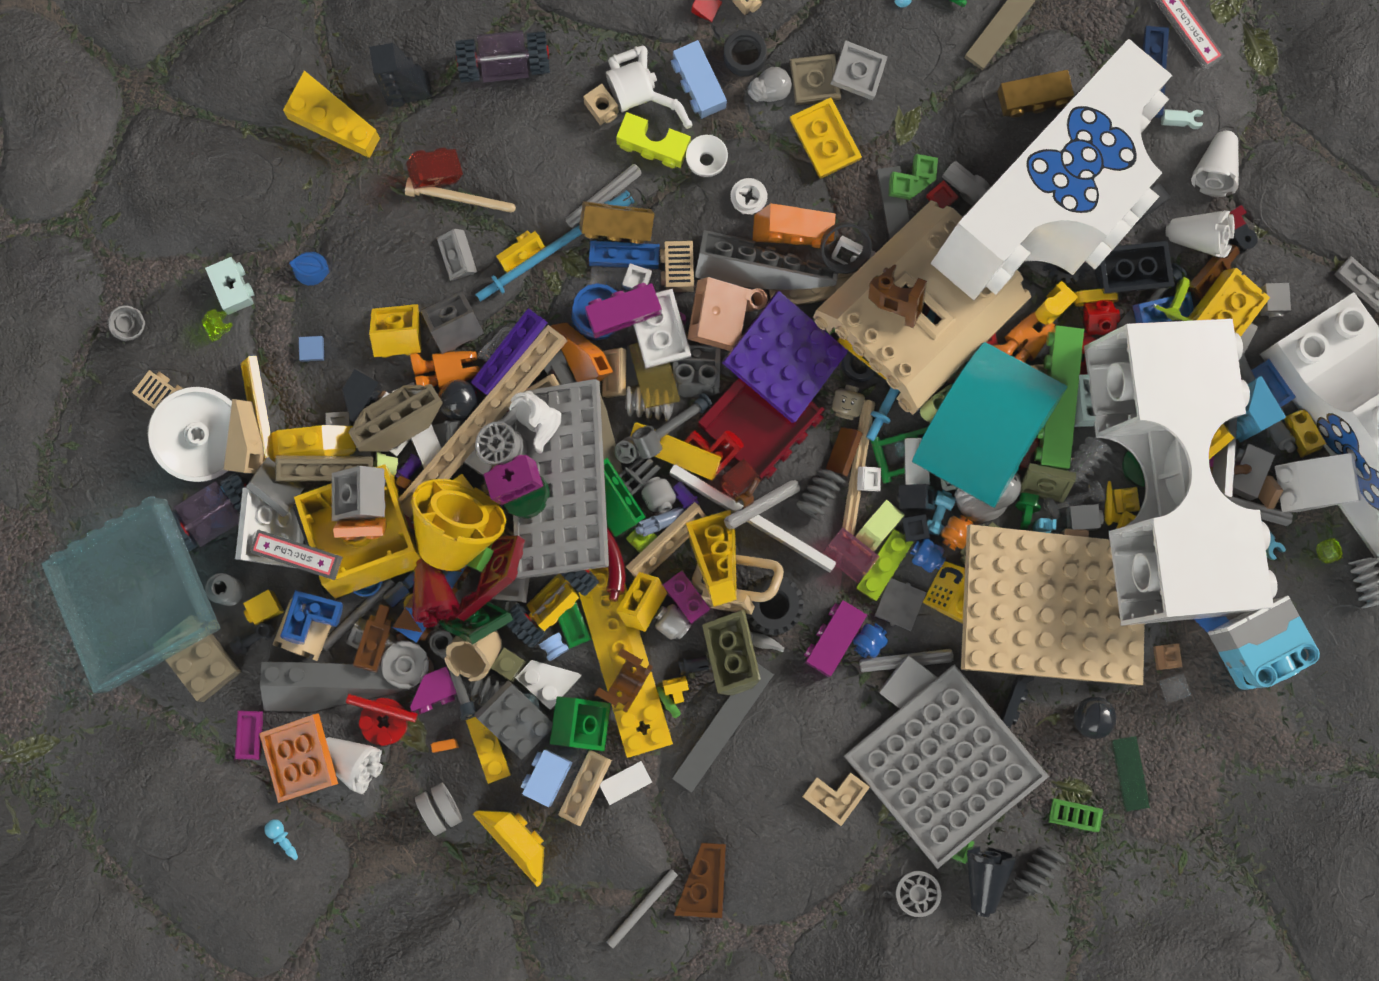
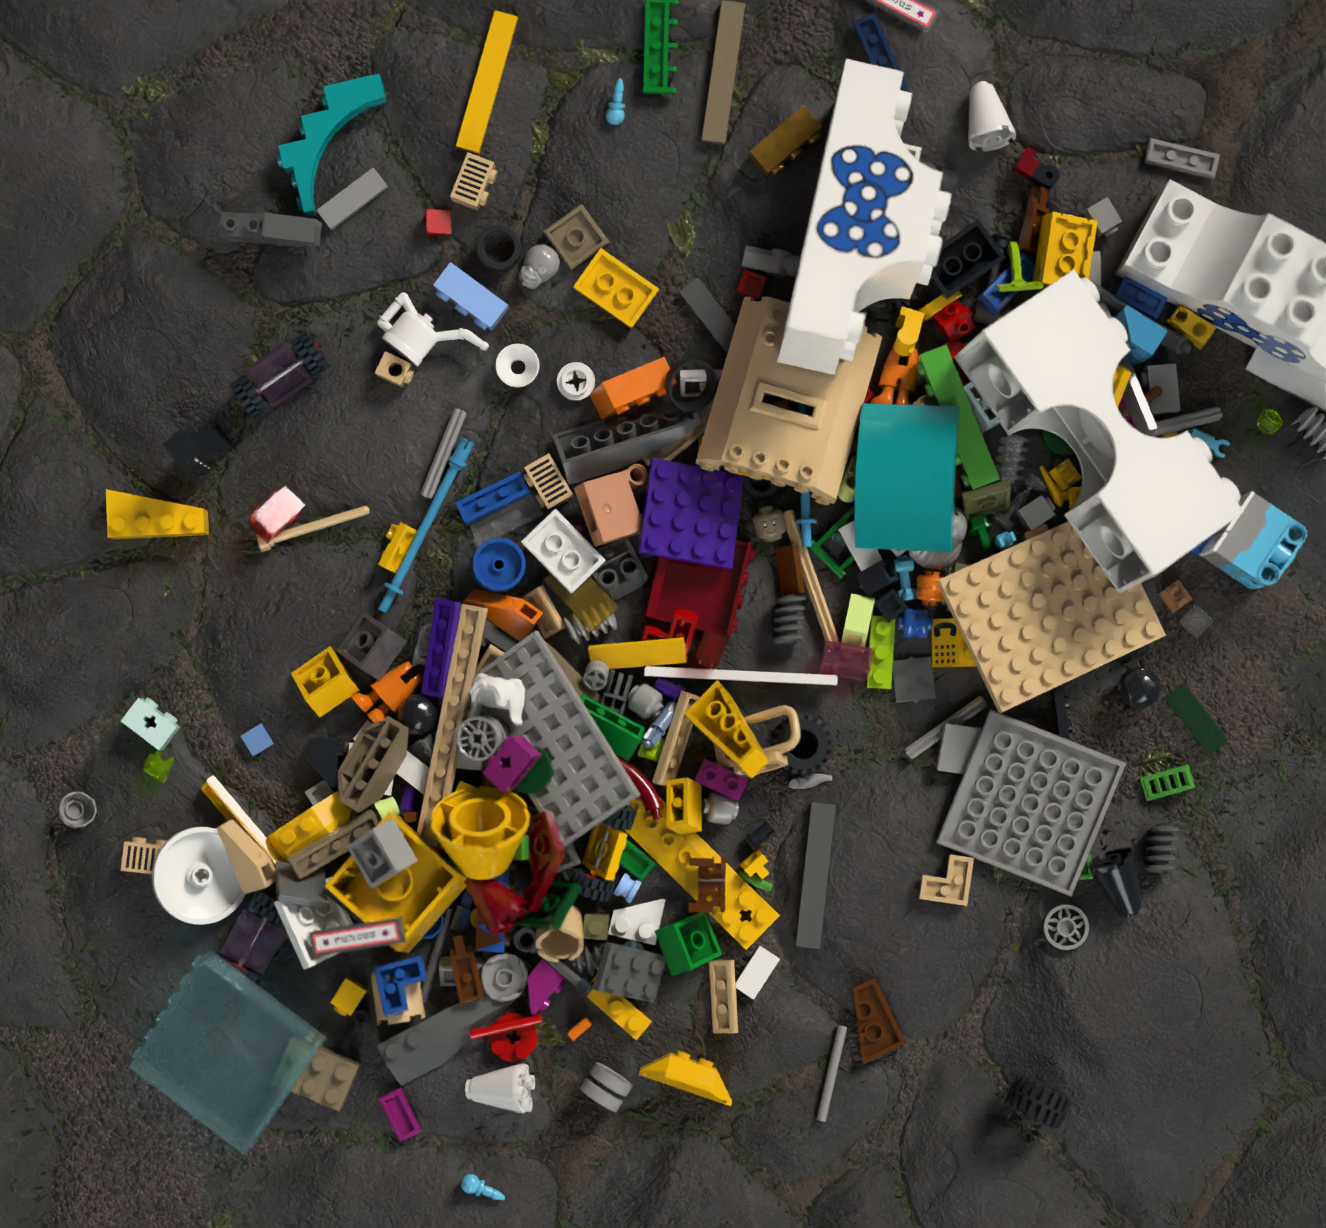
camera: 30 degrees left, 5 degrees up
(234, 593) = (298, 1005): dark grey piece -> none
(298, 758) = (457, 1111): orange plate -> none
(310, 268) = (213, 666): blue hat -> none
(356, 528) = (401, 882): orange plate -> none
(456, 254) = (339, 580): light grey slope -> none
(546, 778) = (686, 1007): light blue brick -> none
(616, 222) = (470, 473): pearl gold brick -> none
(623, 309) = (522, 553): magenta brick -> none
(636, 275) = (517, 515): white plate -> none
(648, 440) = (610, 658): dark grey piece -> none
(669, 150) = (481, 378): neon yellow arch -> none
(731, 654) = (789, 809): olive slope -> none
(747, 496) = (726, 661): reddish brown hand -> none
(762, 504) = (743, 660): light grey axle -> none
(834, 638) = (872, 742): magenta brick -> none
(858, 70) = (612, 207): light grey tile -> none
(869, 479) = (825, 582): white tile -> none
(870, 640) = (904, 728): blue piece -> none
(898, 300) = (764, 416): reddish brown tile -> none
(923, 175) = (724, 274): bright green tile -> none
(1181, 118) = (930, 92): light aqua bar -> none
(1203, 232) = (1007, 192): white cone -> none
(1270, 492) = (1189, 399): medium nougat tile -> none
(1318, 483) = (1226, 369): white slope -> none

